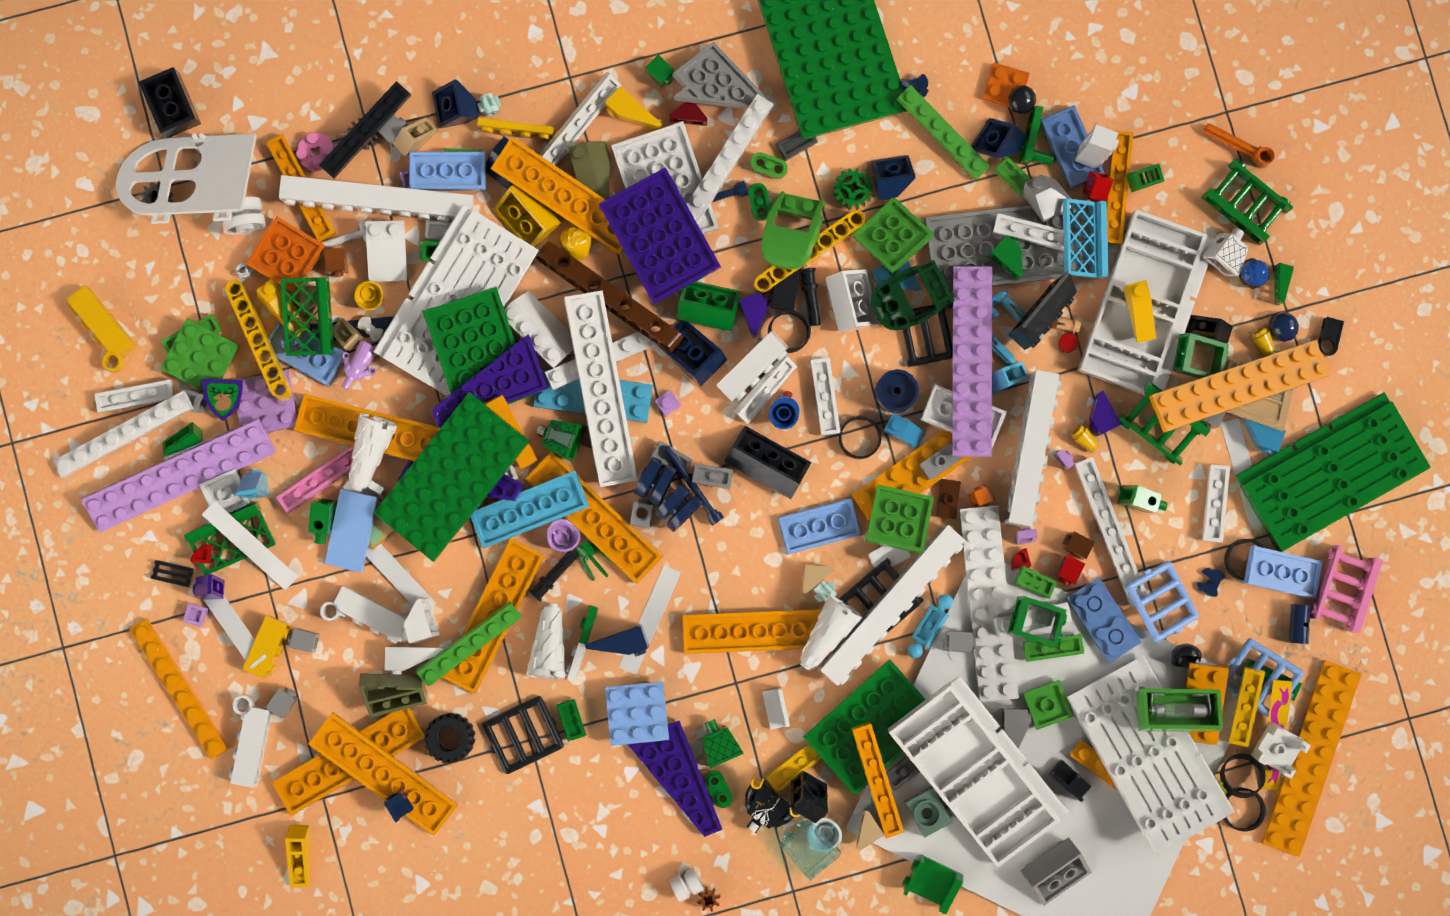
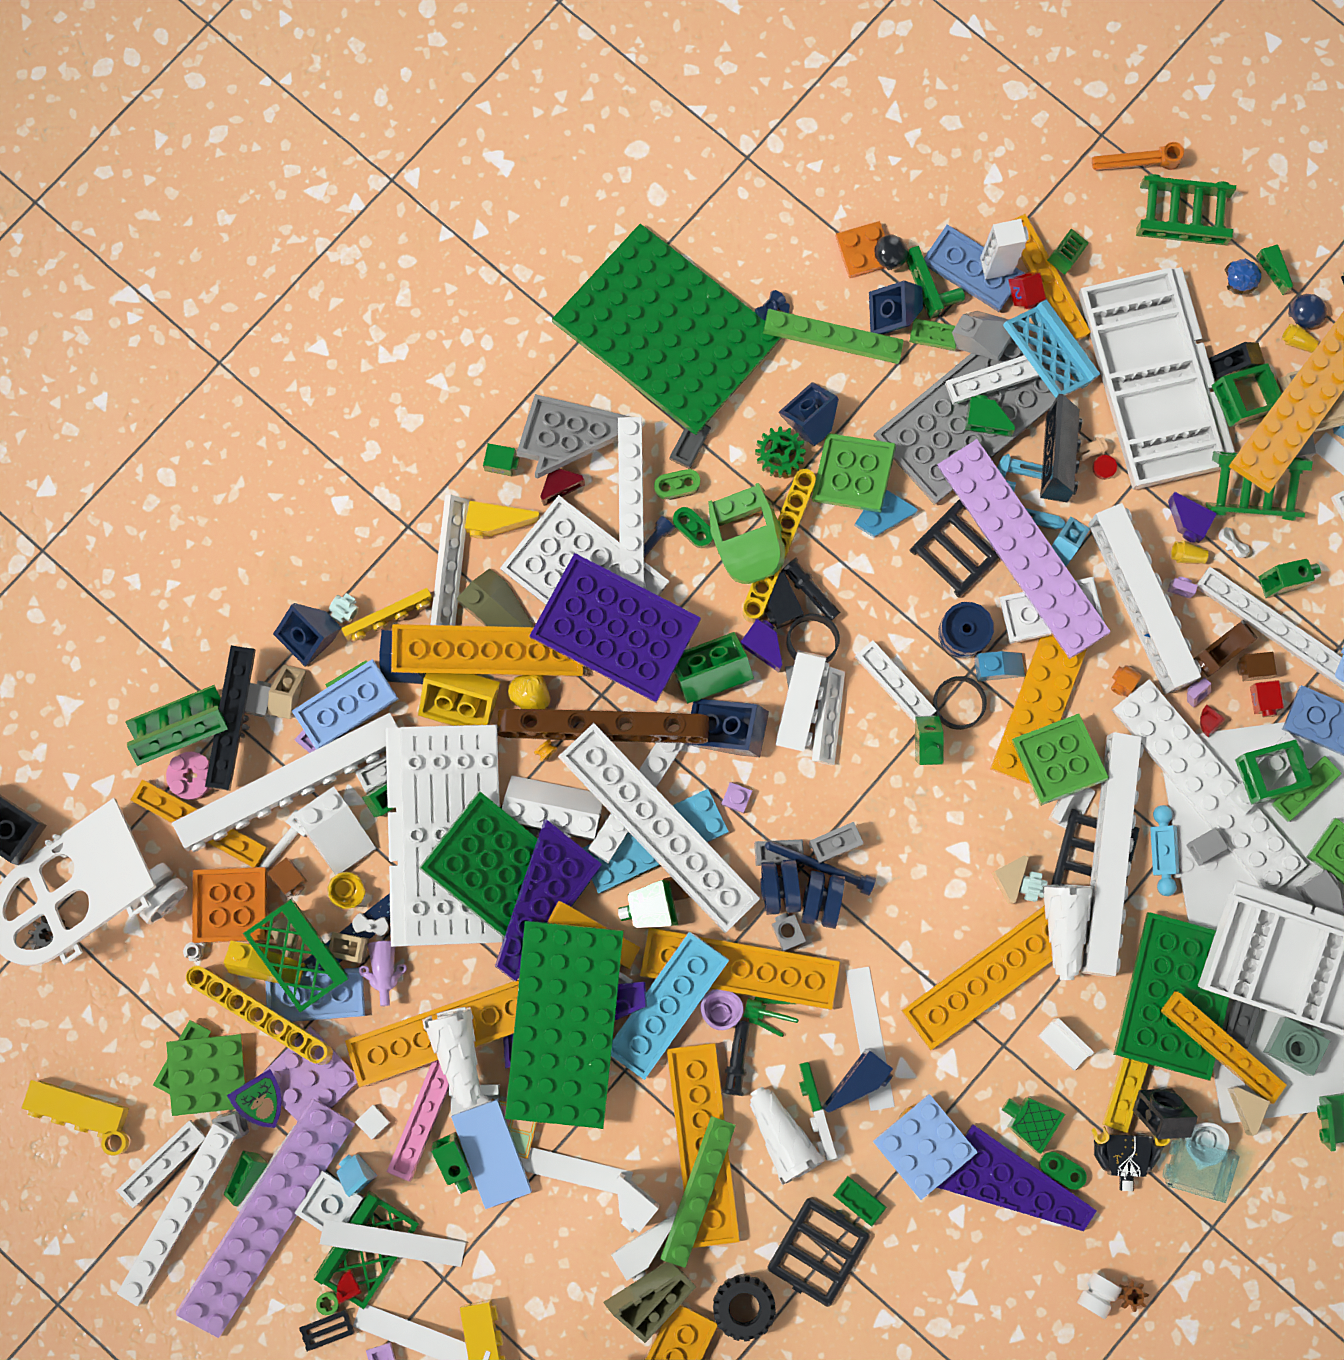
camera: 30 degrees left, 5 degrees down
(178, 559) = (324, 1310): none -> bright green bush
(209, 587) = (377, 1319): dark purple slope -> none
(288, 459) = (372, 1122): none -> white tile
(303, 640) = (517, 1307): light grey brick -> none
(325, 111) = (175, 725): none -> green fence
(367, 612) = (568, 1230): white hinge -> none
(561, 288) = (545, 750): none -> light orange bush
(767, 462) = (882, 791): black slope -> none
(784, 411) = (865, 725): blue hat -> none
(819, 450) = (929, 743): none -> green torso
(819, 526) = (979, 822): light blue tile -> none
(851, 300) = (856, 566): white slope -> none
(893, 306) = (903, 545): dark green slope -> none
(939, 462) = (1059, 674): light grey plate -> none
(948, 499) = (1092, 706): reddish brown plate -> none
(1035, 582) = (1241, 733): bright green plate -> none
(1064, 518) = (1225, 648): none -> reddish brown arch
(1119, 445) = (1240, 550): none -> white piece
(1140, 310) = (1157, 386): yellow slope -> none
(1227, 252) = (1202, 273): white torso -> none

